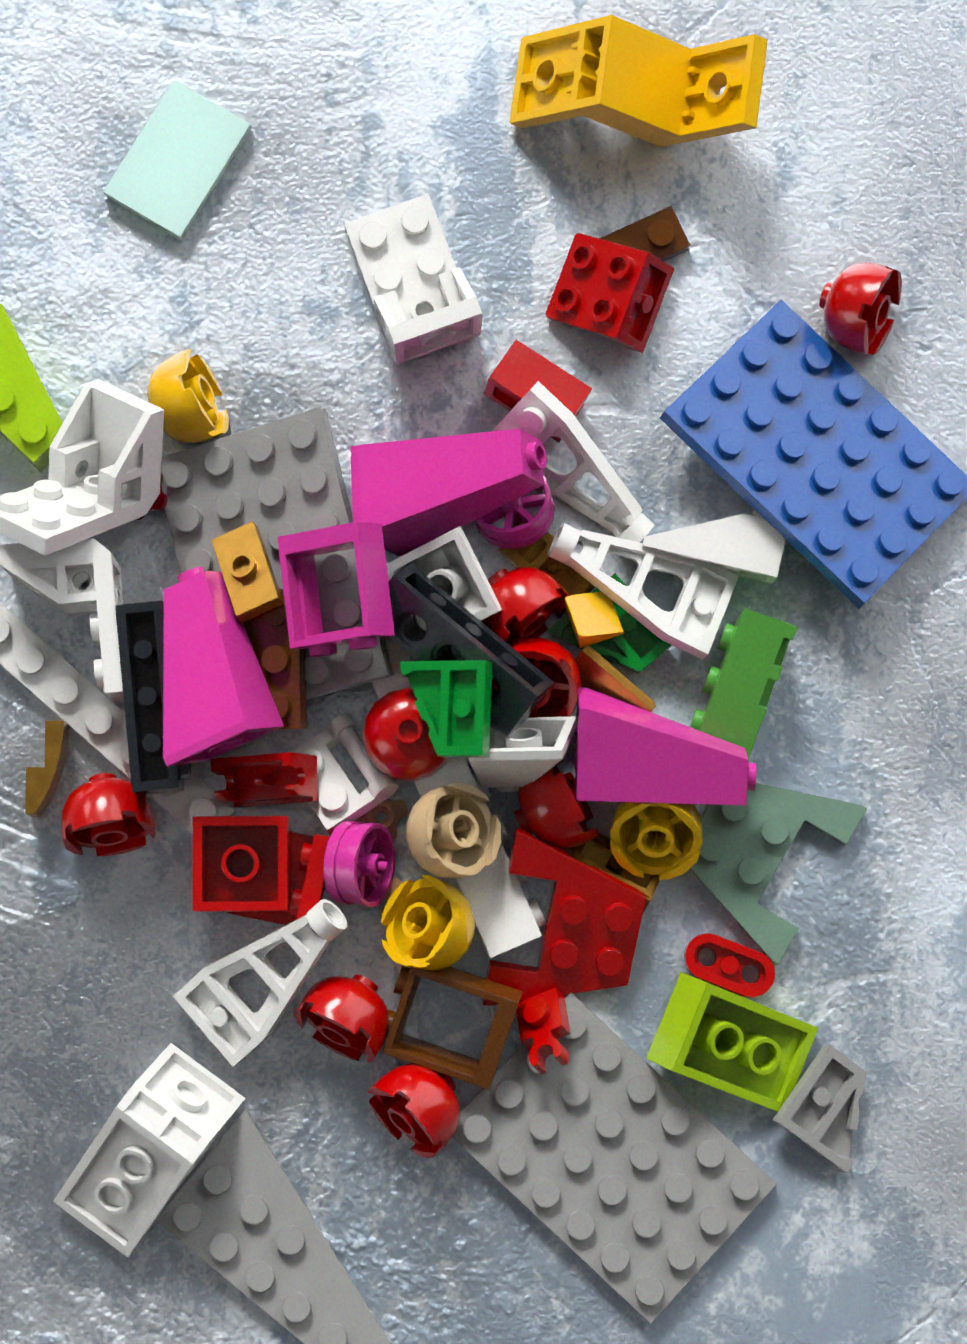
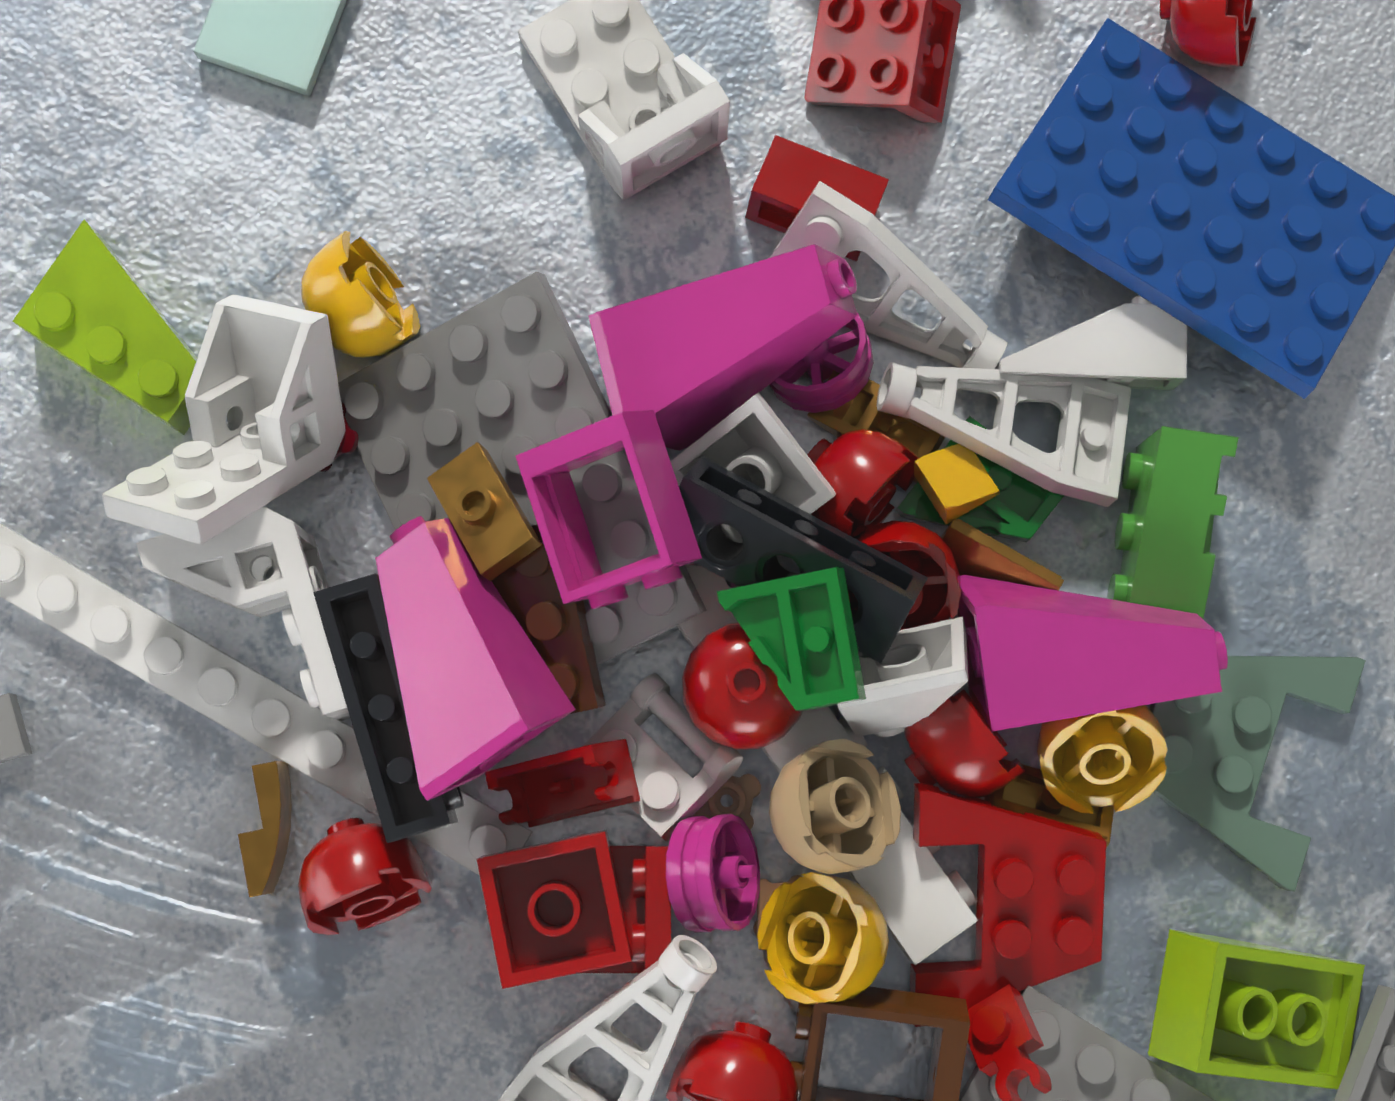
camera: 10 degrees left, 0 degrees up
(728, 965) = (1228, 906): red plate -> none

